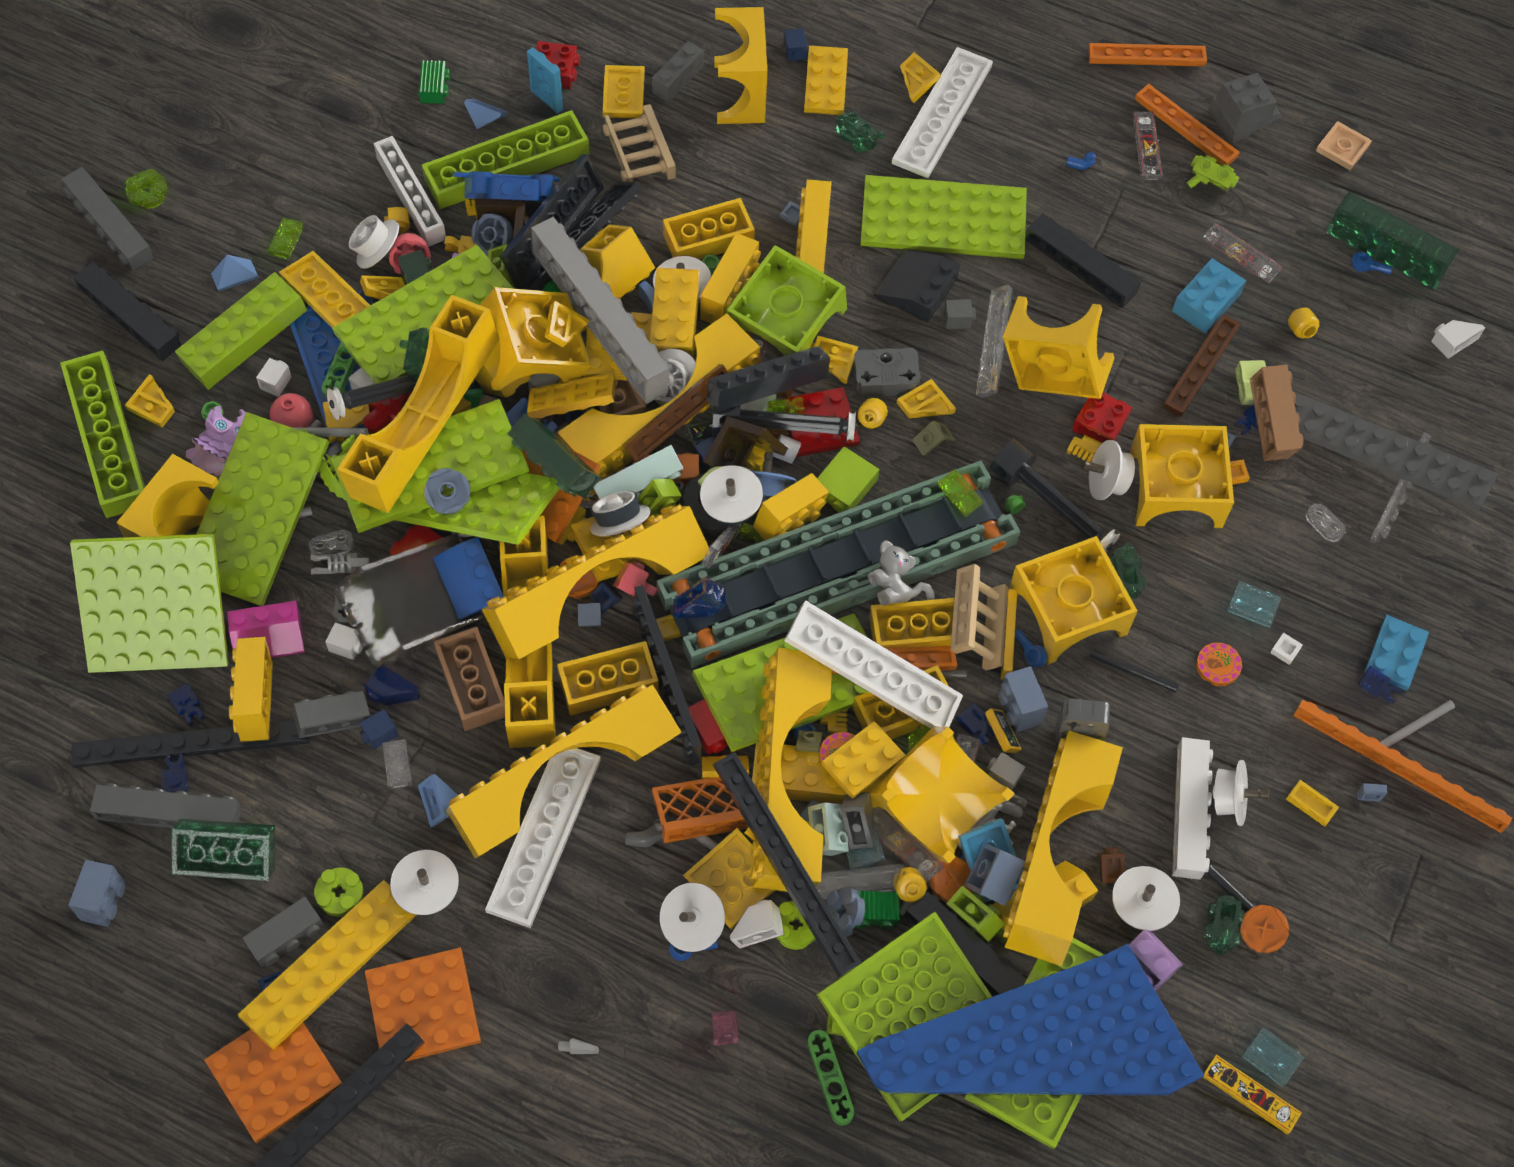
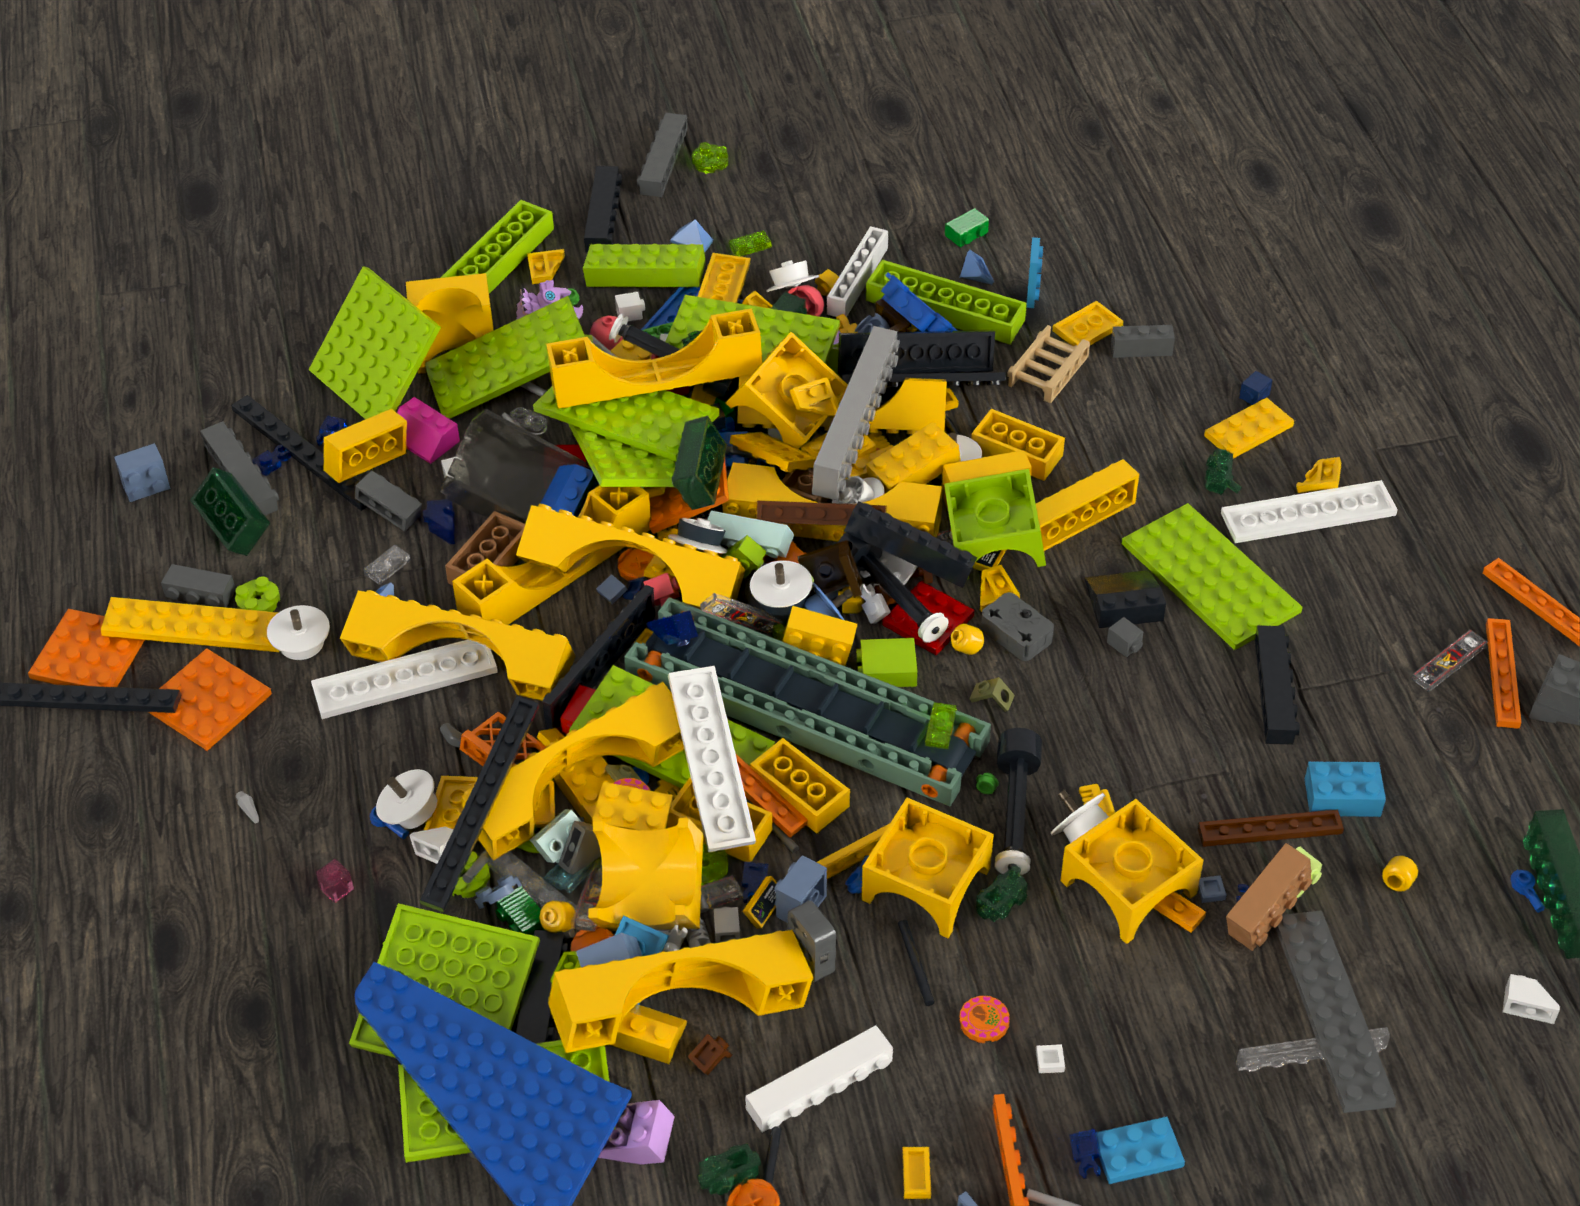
camera: 55 degrees right, 15 degrees down
(378, 729) = (402, 534): dark blue brick -> none
(442, 503) = (608, 435): sand blue plate -> none
(564, 57) = (1063, 276): red brick -> none
(606, 677) = (558, 616): yellow brick -> none
(745, 65) = (1185, 364): yellow piece -> none
(786, 406) = (907, 579): clear neon green plate -> none
(833, 1076) = (349, 976): bright green beam -> none
(895, 564) = (828, 722): light grey animal -> none
(925, 401) = (1018, 667): yellow wing -> none
(965, 616) = (828, 802): tan fence -> none
(993, 341) = (1119, 679): clear plate -> none
(1057, 358) = (1135, 700): yellow piece -> none
(1081, 164) = (1374, 629): blue arm -> none
(1102, 418) = (1135, 782): red brick -> none
(1146, 898) = (694, 1089): white piece -> none
(1208, 170) = (1471, 711): lime brick -> none
(1232, 792) = (859, 1095): white piece -> none
(1242, 252) = (1423, 791): clear tile -> none
(1254, 604) = (1070, 1008): clear light blue plate -> none
(1324, 522) = (1214, 1013): clear plate -> none

